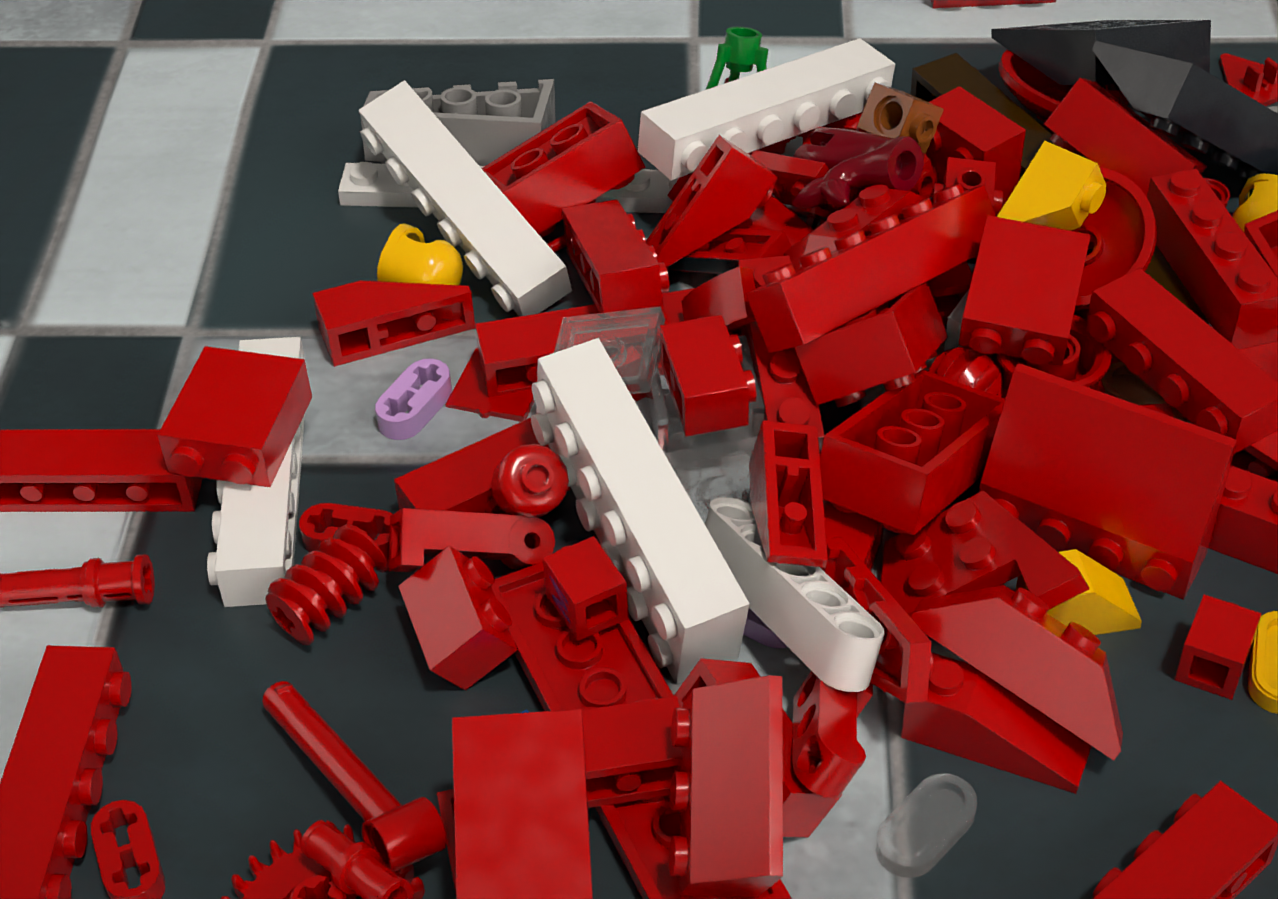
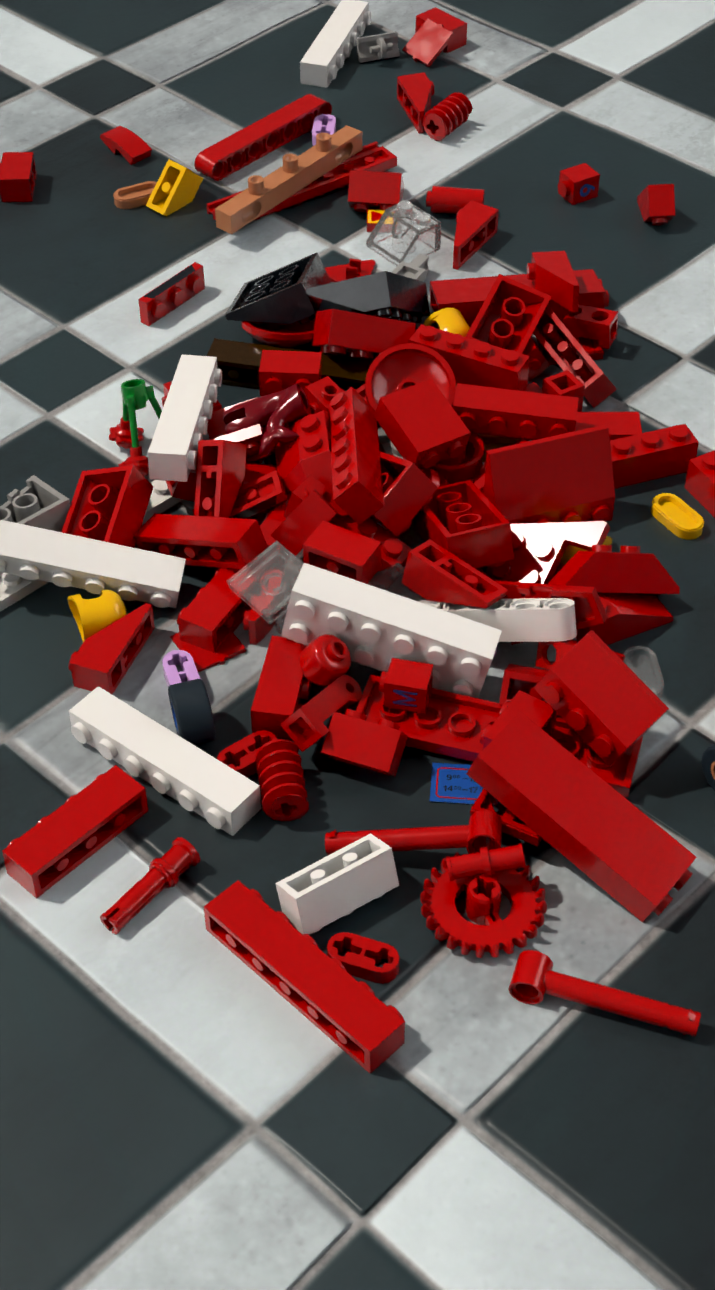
camera: 50 degrees left, 0 degrees up
(198, 746) = (338, 884): none -> white brick
(236, 416) = (142, 737): red brick -> none
(343, 435) = (192, 711): none -> black wheel
(899, 114) = (247, 380): dark orange brick -> none
(1056, 190) = (390, 368): yellow slope -> none
(1217, 646) = (655, 525): red brick -> none

